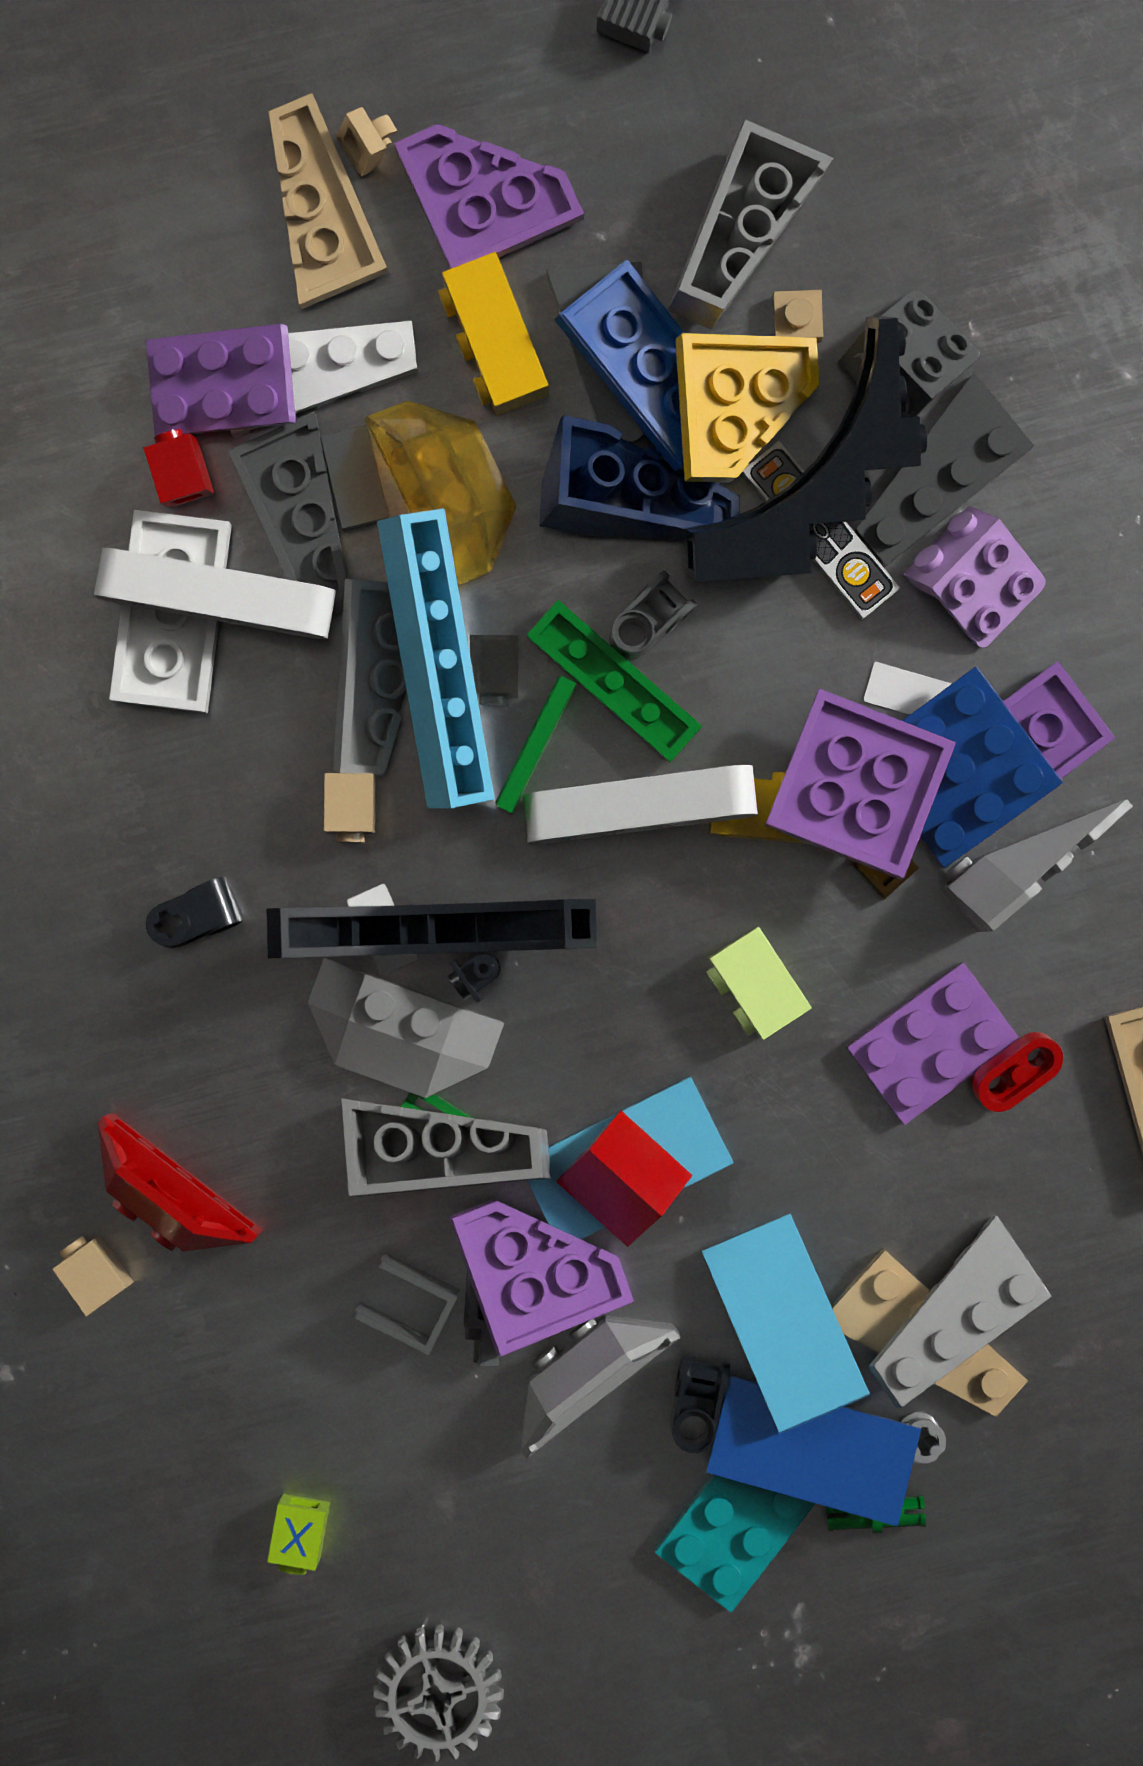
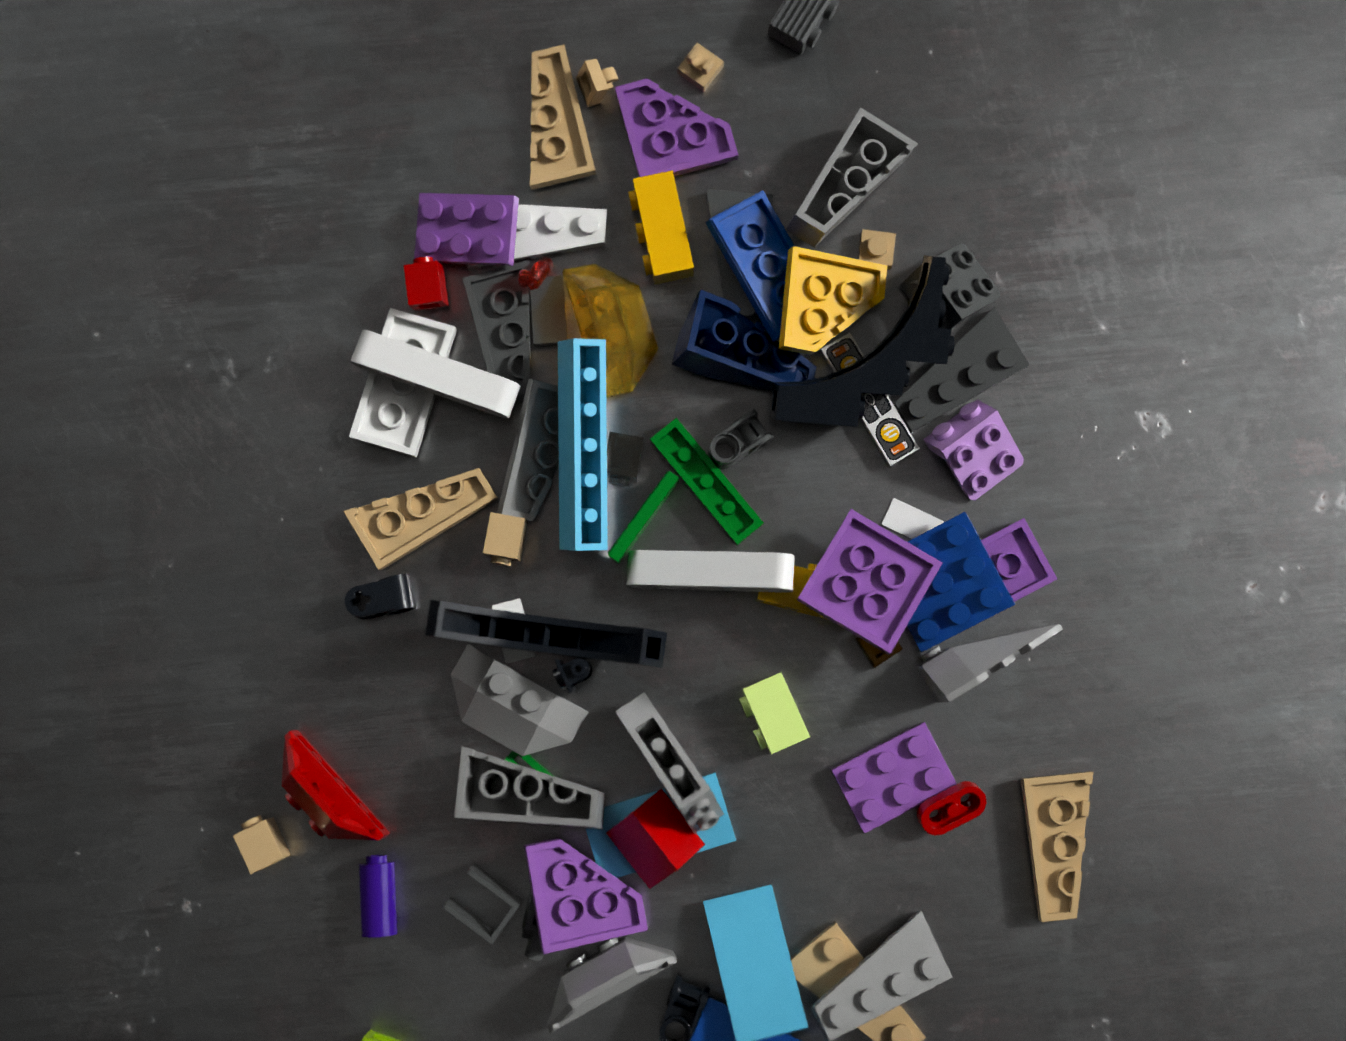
camera: 15 degrees right, 5 degrees down
(214, 801) = (409, 520): none -> tan wing
(262, 1318) = (377, 897): none -> dark purple brick
(330, 434) = (538, 273): none -> clear red arm
(509, 94) = (700, 67): none -> tan tile
(628, 1074) = (670, 763): none -> light grey slope

